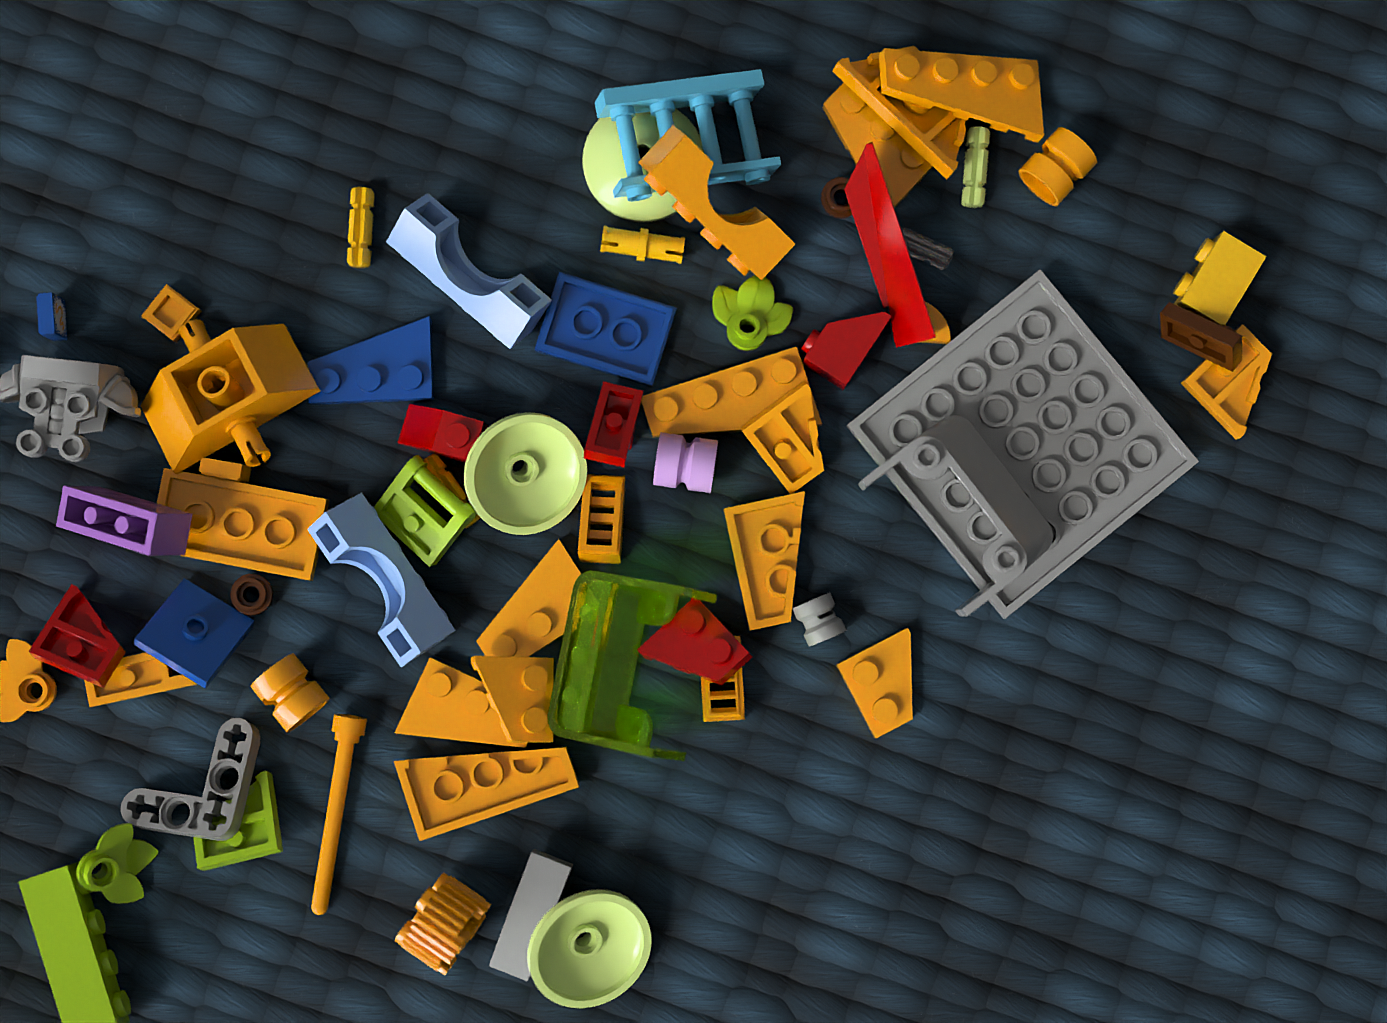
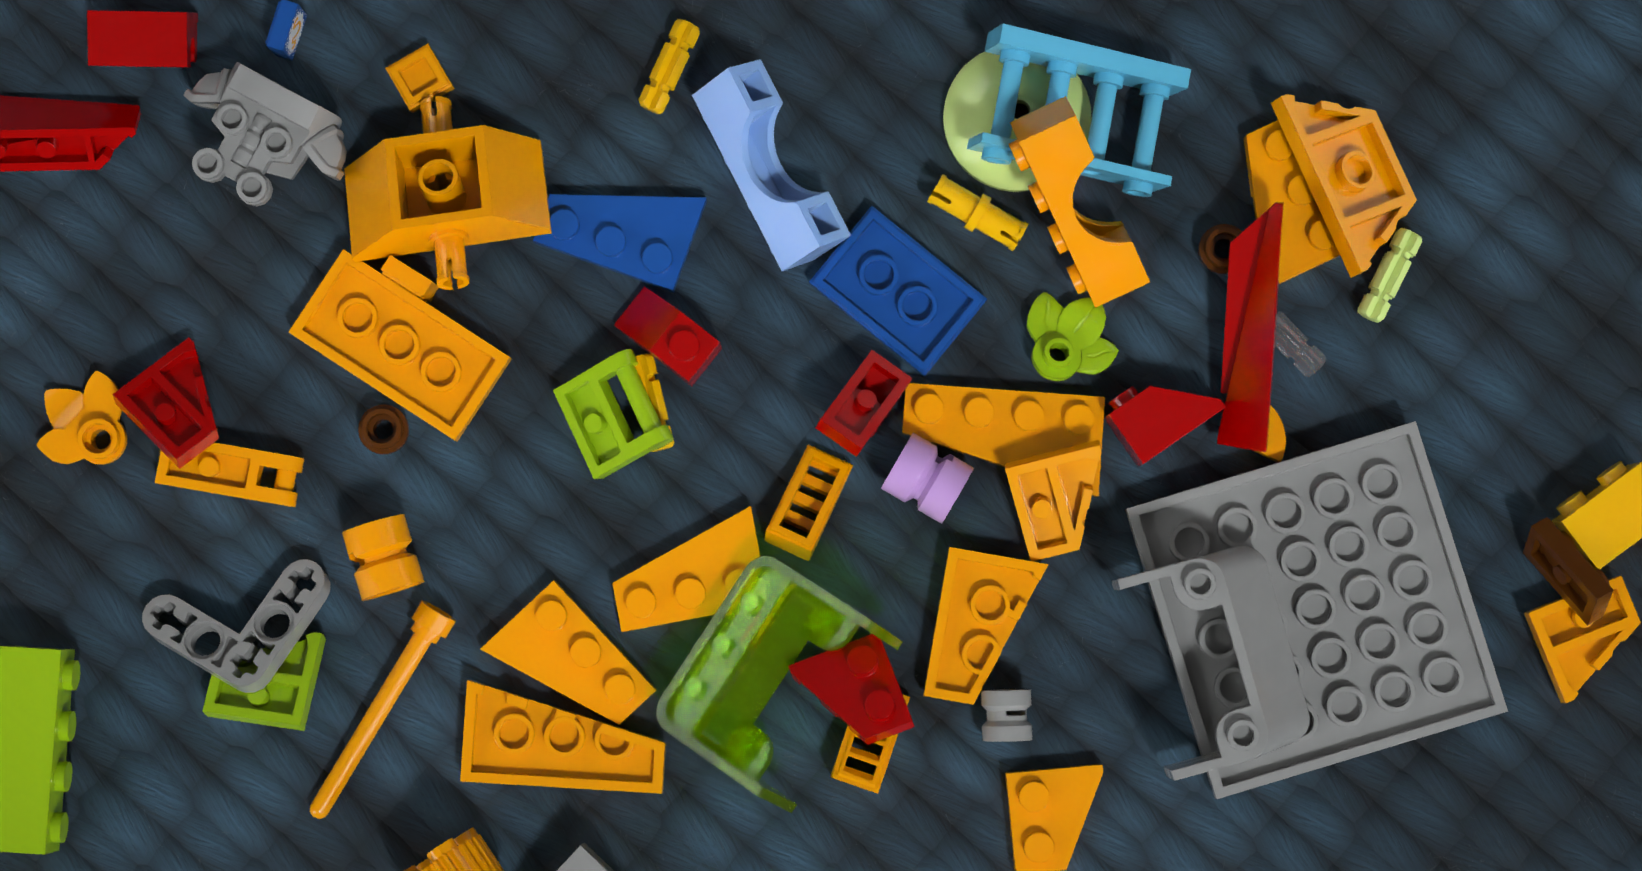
camera: 25 degrees right, 0 degrees up
(121, 861) = (121, 668): lime plate -> none
(124, 520) = (277, 291): medium lavender brick -> none
(194, 633) = (303, 447): blue plate -> none
(357, 537) = (529, 415): light blue arch -> none
(519, 694) = (637, 663): light orange wing -> none
(539, 492) = (750, 444): yellowish green dish -> none
(969, 86) = (1419, 182): light orange wing -> none
(1064, 160) = (1490, 309): light orange wheel -> none

